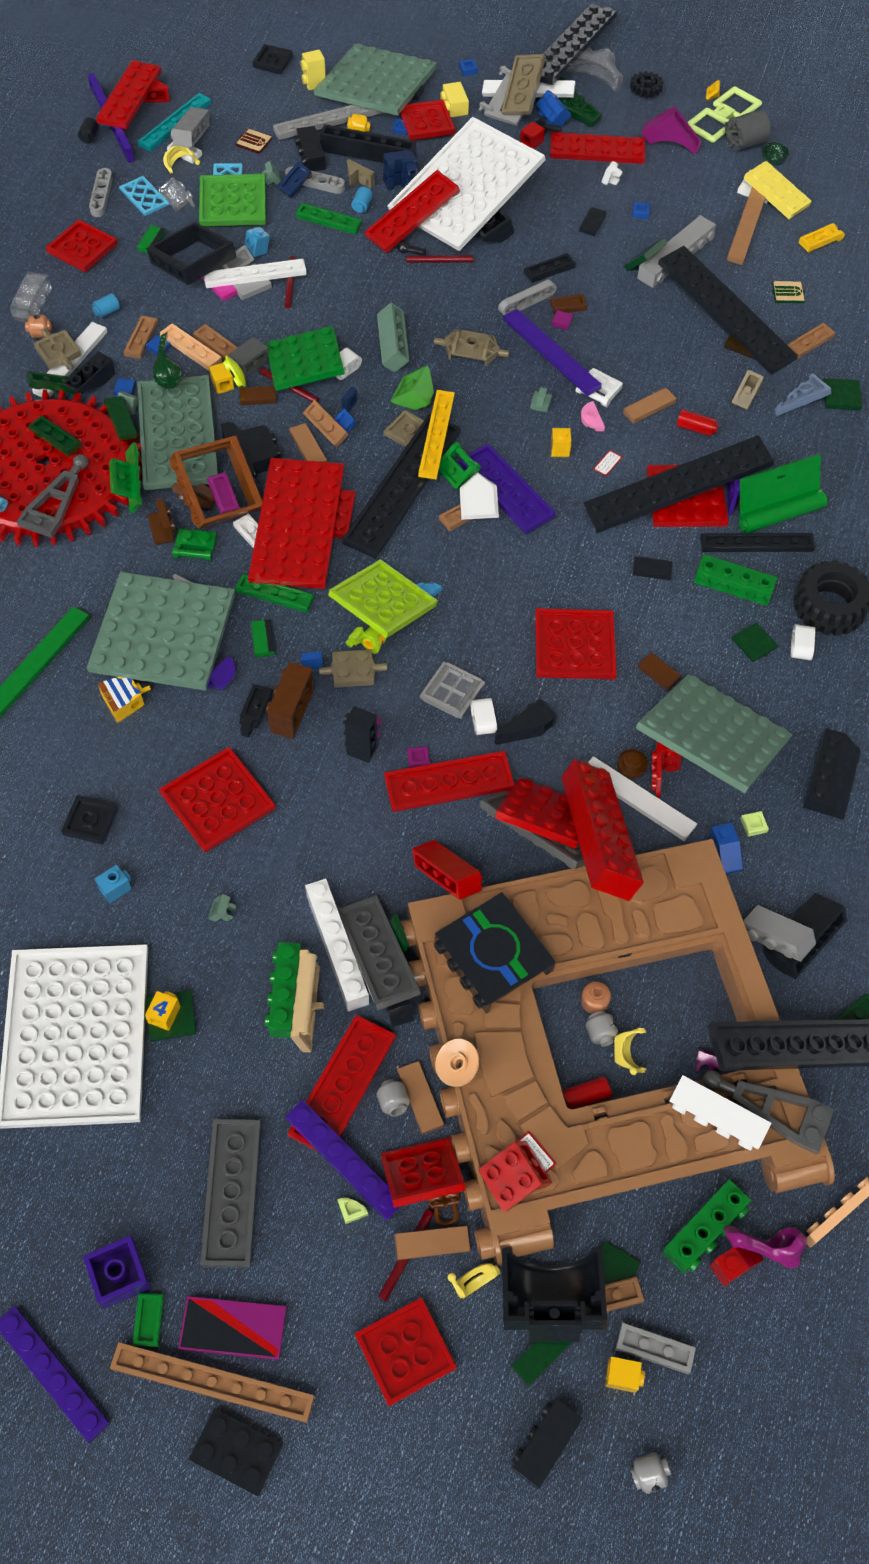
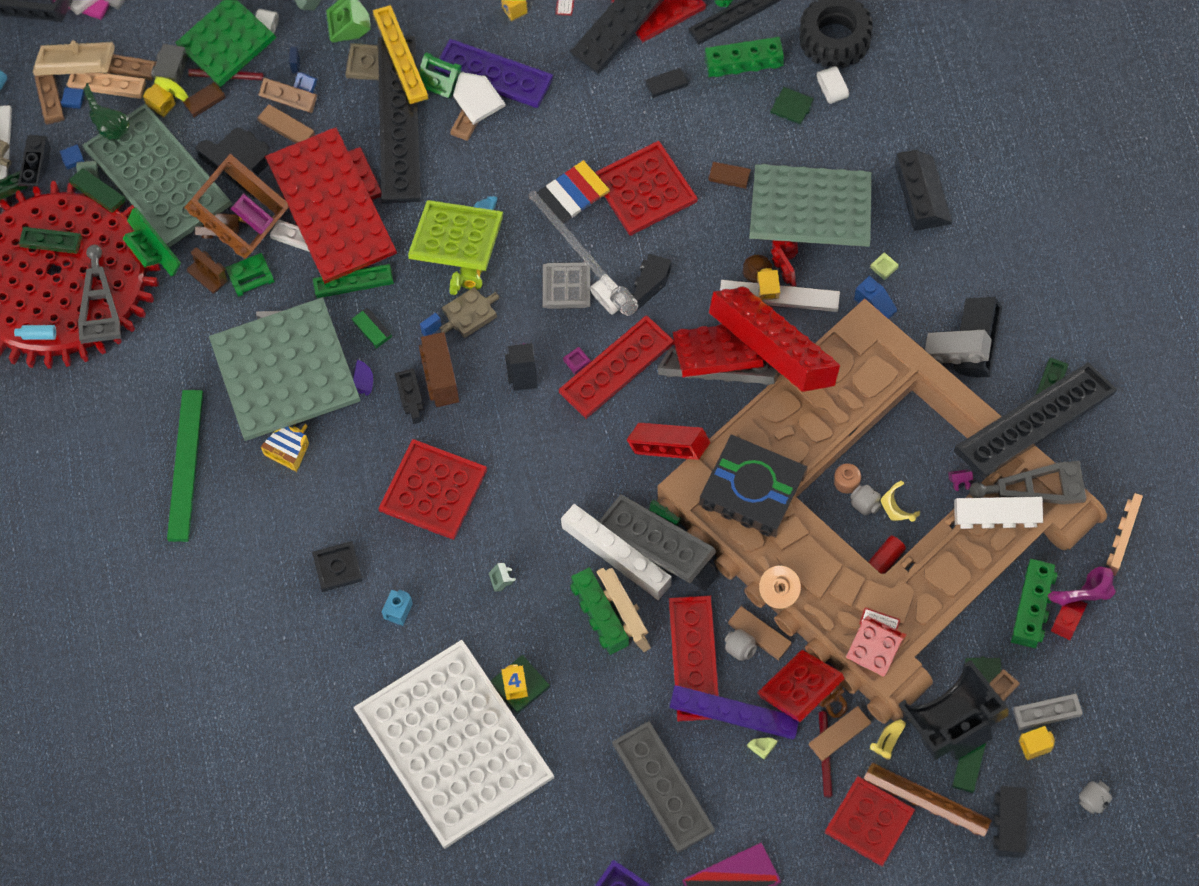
camera: 25 degrees left, 5 degrees up
(178, 316) = (73, 58): none -> tan container
(477, 1367) = (928, 799): none -> dark orange plate
(499, 617) = (567, 198): none -> flag
(631, 781) = (768, 284): none -> yellow brick

